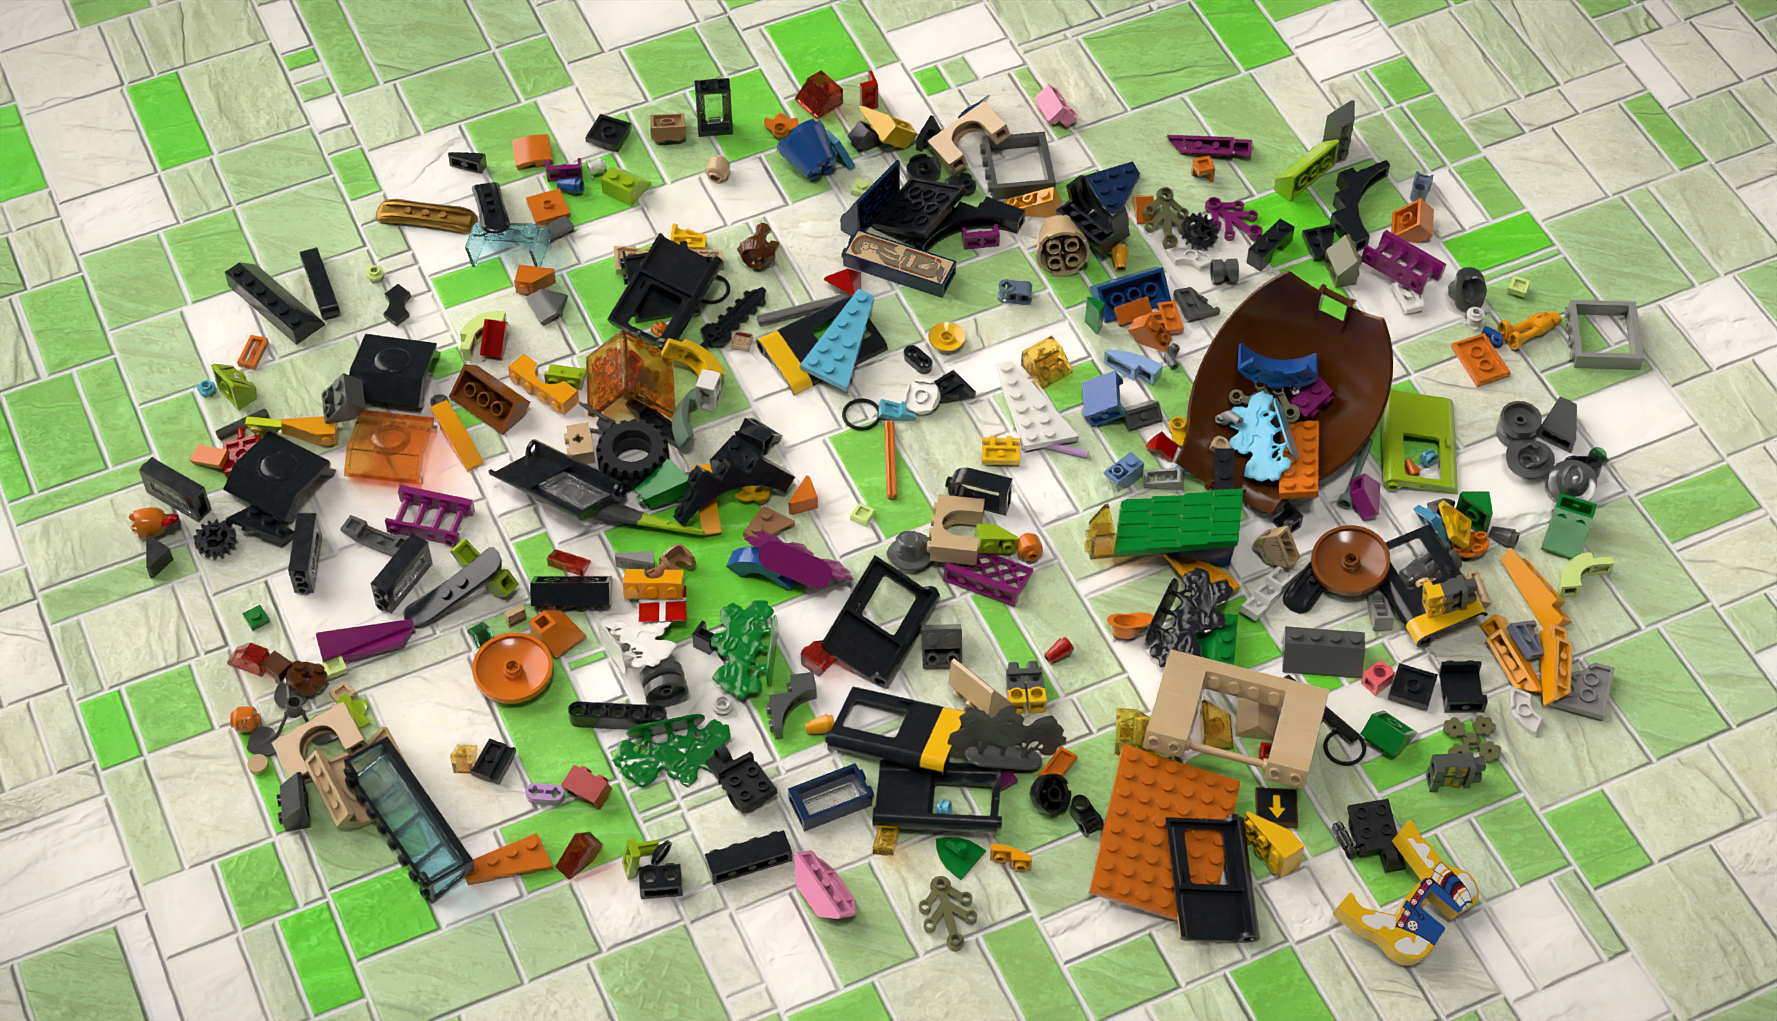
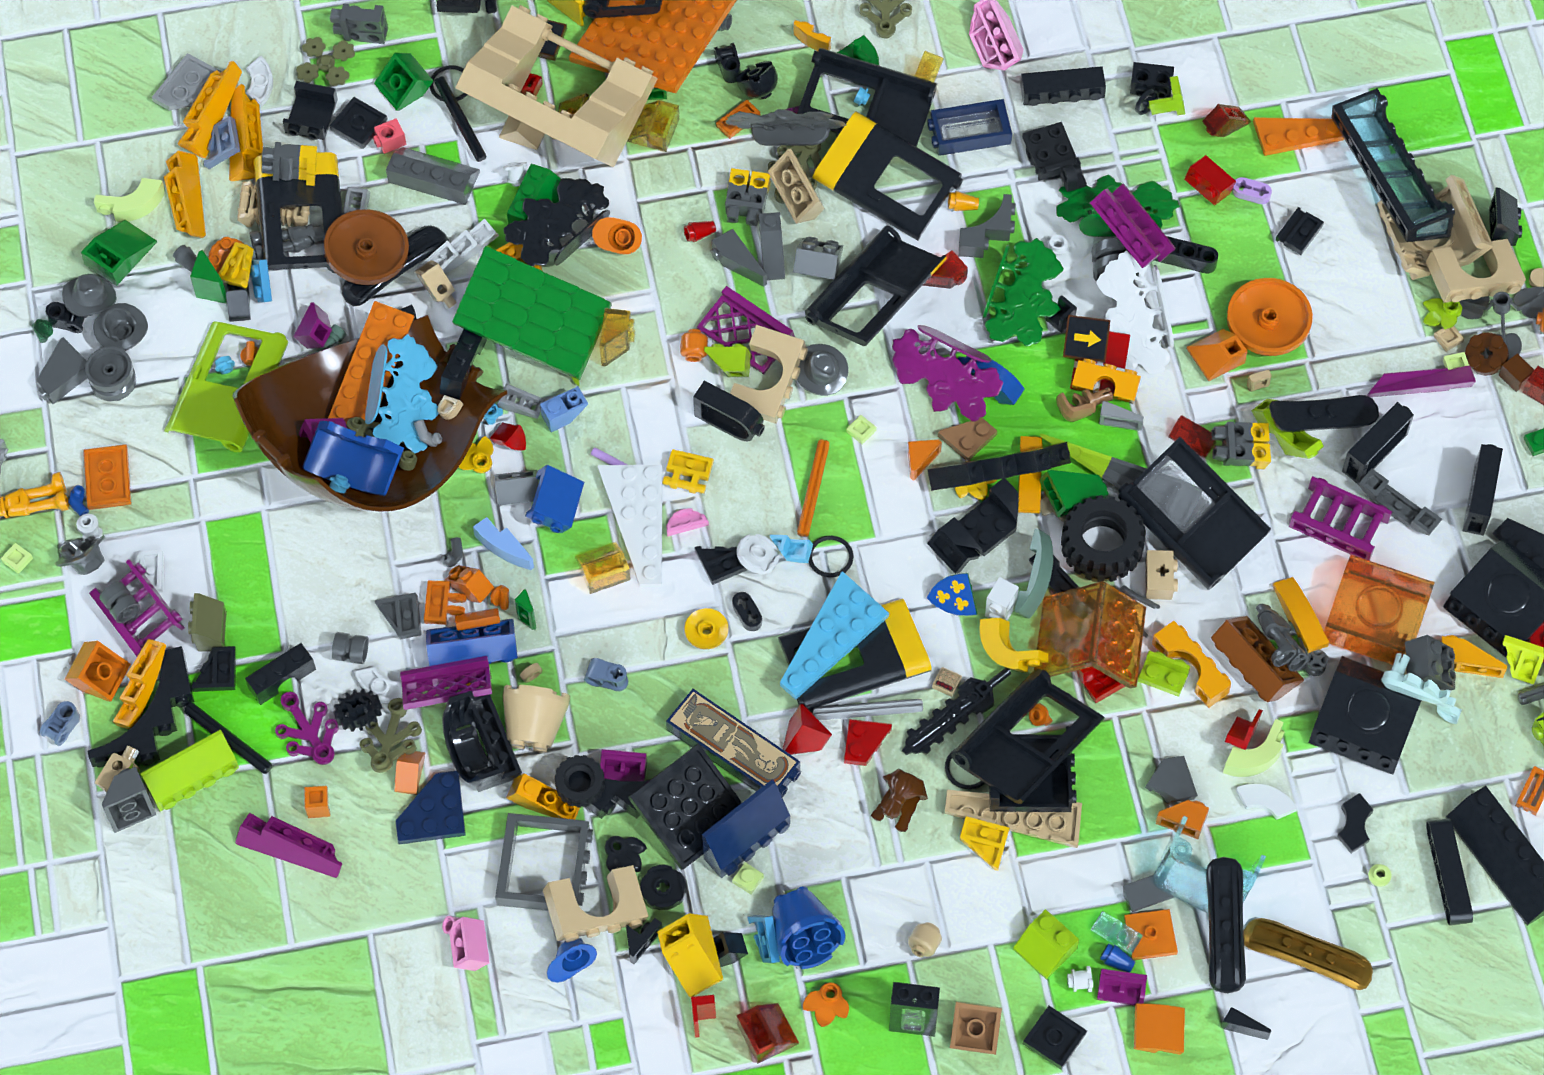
camera: 165 degrees left, 10 degrees up
(356, 367) = (1417, 688): none -> light aqua animal
(463, 758) = (1329, 238): clear yellow slope -> none
(470, 308) = (1266, 798): none -> white tile
(477, 420) = (1278, 630): none -> dark grey piece
(480, 634) = (1298, 375): clear green slope -> none
(524, 551) = (1242, 444): none -> dark grey hips
(571, 591) = (1194, 396): black slope -> none
(577, 202) = (1116, 932): none -> clear light blue slope
(664, 677) = (1132, 225): none -> magenta fence
(677, 609) = (1086, 338): none -> black tile
(745, 400) = (954, 595): none -> blue shield
(797, 290) = (864, 740): none -> red wing
(988, 650) = (772, 245): none -> dark grey slope
(990, 417) = (685, 520): none -> bright pink tile
(1008, 215) = (584, 797): none -> black tyre
(1016, 631) = (735, 256): none -> dark grey slope
(1075, 282) = (531, 672): none -> tan tile
(1121, 329) = (500, 597): none -> orange plate
(1140, 265) = (445, 675): none -> magenta fence
(1250, 663) = (515, 172): none -> white brick
(1282, 357) = (339, 483): none -> medium azure plate
(1290, 202) = (233, 741): none -> black axle
(1357, 155) = (115, 765): none -> tan torso
(1373, 214) = (141, 684): none -> light orange slope
(1417, 252) = (120, 602): none -> dark grey wheel

